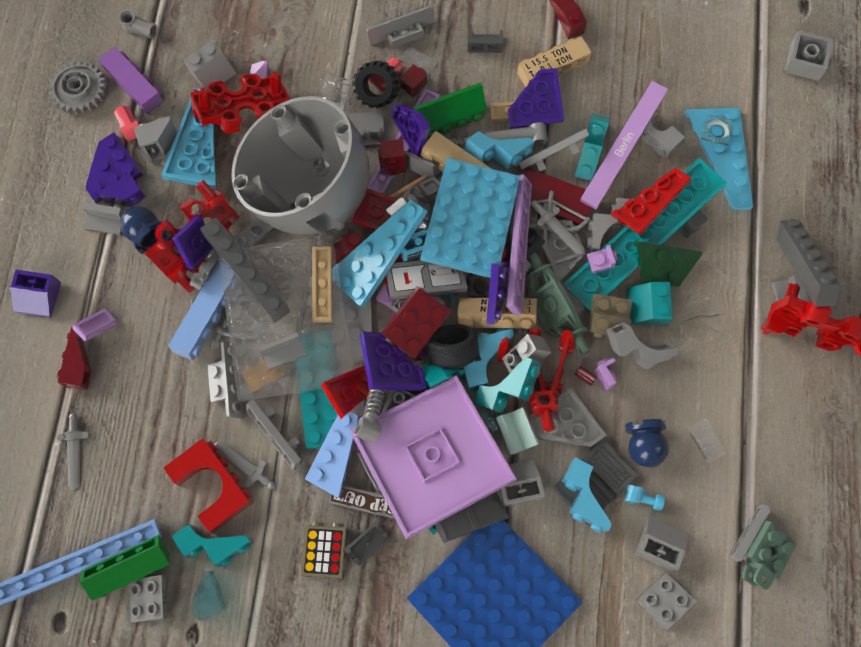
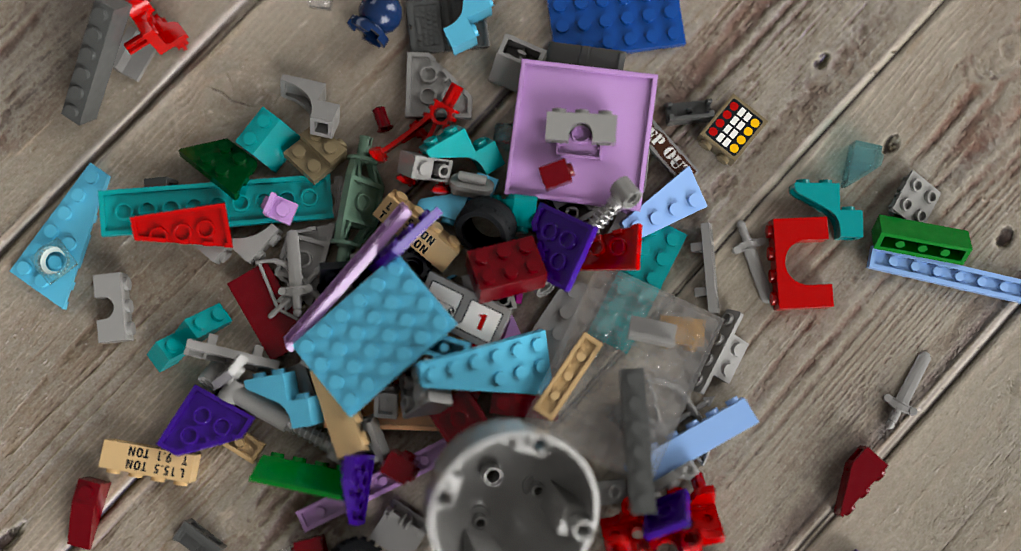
camera: 145 degrees left, 10 degrees up
(95, 324) = (816, 504): lavender tile -> none
(420, 466) = (601, 125): none -> light grey arch
(427, 409) = (556, 174): none -> dark red brick
(484, 368) = (471, 185): none -> light grey piece
(517, 431) = (484, 112): light aqua panel -> none
(551, 135) = (218, 374): none -> light grey plate
(606, 376) = (364, 106): lavender bracket -> none
(623, 145) = (157, 311): lavender tile -> none

